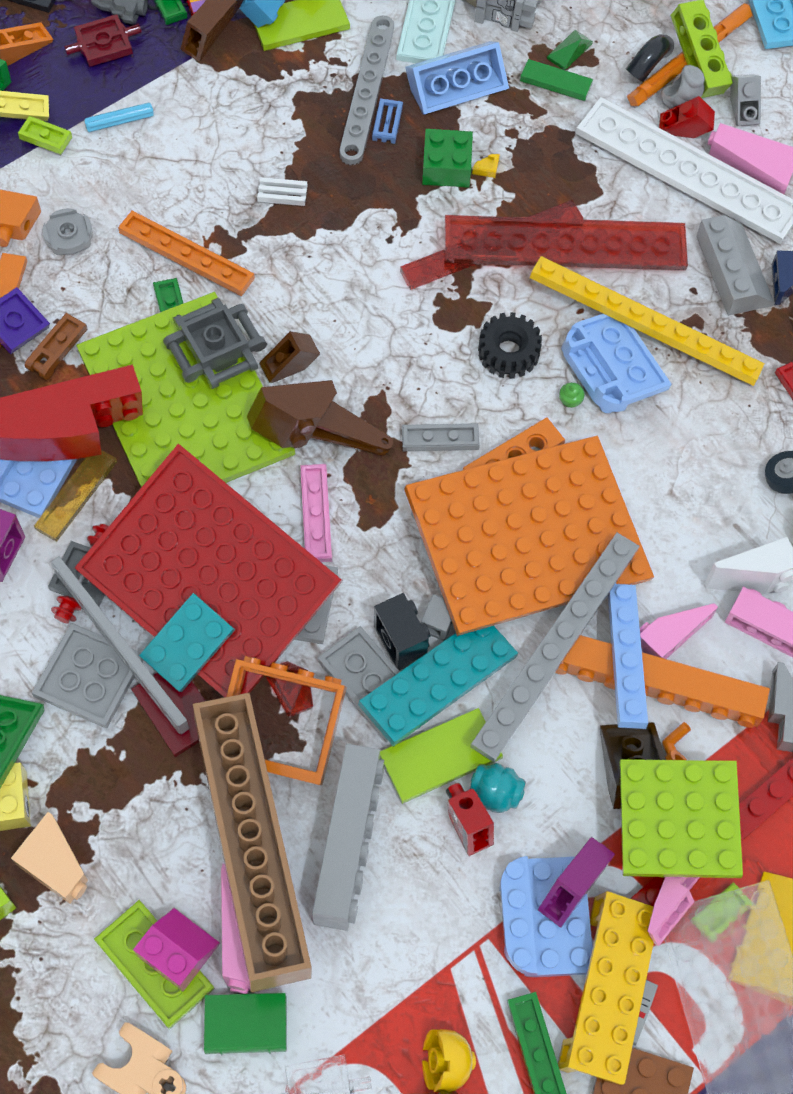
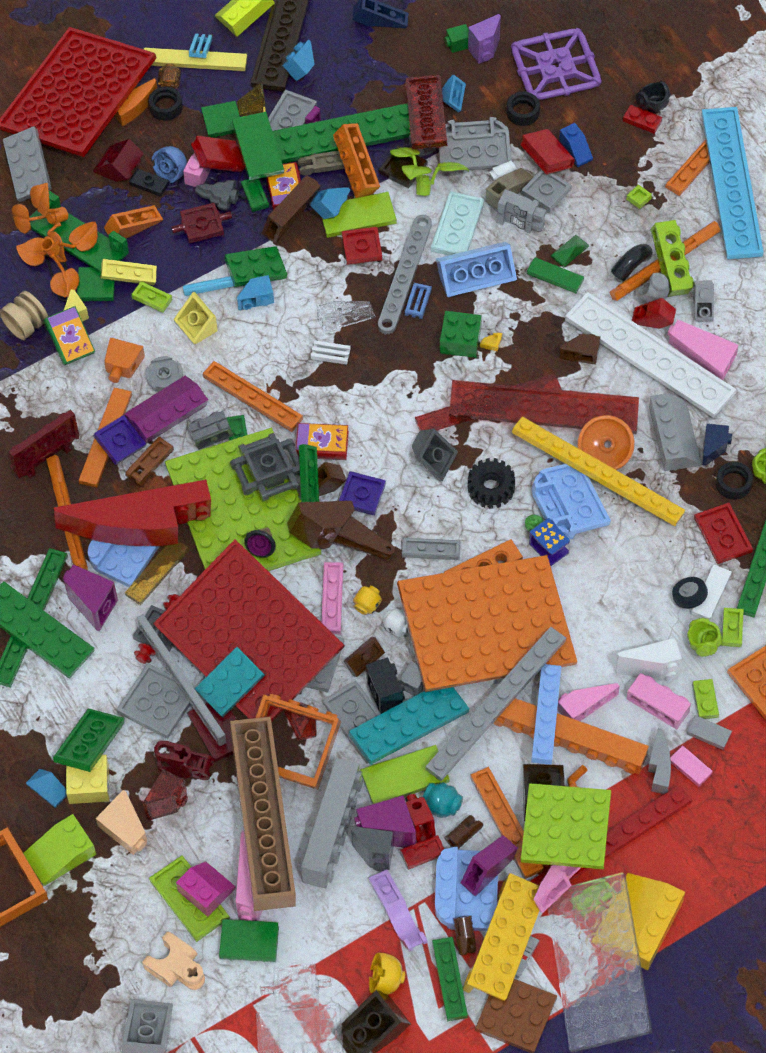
camera: 10 degrees right, 5 degrees down
(74, 276) = (167, 408): none -> magenta slope
(105, 159) = (196, 319): none -> light yellow slope
(108, 816) = (165, 796): none -> clear red slope
(130, 763) = (183, 761): none -> dark red piece
(134, 299) = (210, 429): none -> flat silver brick
(176, 89) = (255, 264): none -> green plate
(179, 123) = (256, 293): none -> dark azure slope
(213, 445) = (260, 543): none -> magenta hat
(270, 348) = (308, 473): none -> green tile
(283, 305) = (328, 438): none -> piece
(293, 141) = (343, 313): none -> clear slope
(309, 57) = (362, 245): none -> red plate
(343, 366) = (363, 492): none -> dark purple plate
(363, 513) = (367, 600): none -> yellow head
(367, 591) = (364, 655): none -> reddish brown plate
(406, 541) = (396, 623): none -> white head
(411, 868) = (373, 846): none -> dark grey slope
(425, 831) = (389, 816): none -> magenta slope
(430, 310) = (434, 452): none -> dark grey slope
(453, 959) = (397, 910): none -> lavender piece
(478, 866) = (422, 852): none -> red plate
(529, 834) = (463, 832): none -> reddish brown hinge
(553, 987) = (464, 934): none -> reddish brown hinge
(583, 805) = (503, 817): none -> orange plate
(596, 415) = (549, 541): none -> piece
(603, 168) = (581, 349): none -> reddish brown slope
(658, 266) = (604, 429): none -> orange dish

